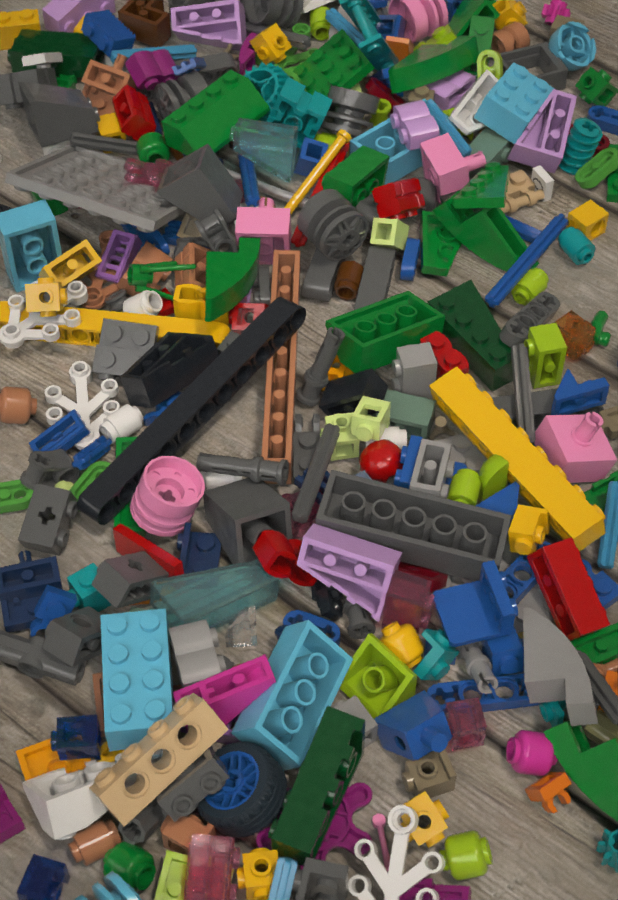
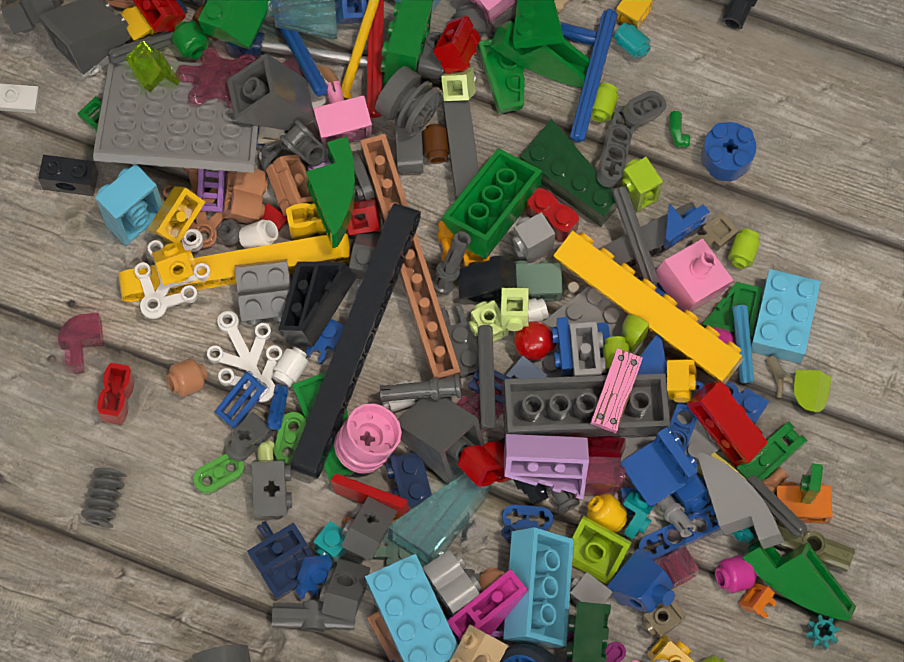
camera: 20 degrees left, 20 degrees up
(101, 147) = (150, 66): none -> clear neon green panel
(142, 274) = (248, 208): green plant -> none
(410, 259) = (484, 101): blue beam -> none
(449, 513) = (616, 390): none -> bright pink tile
(570, 298) = (644, 108): none -> dark grey plate
(577, 334) = (659, 149): clear orange brick -> none

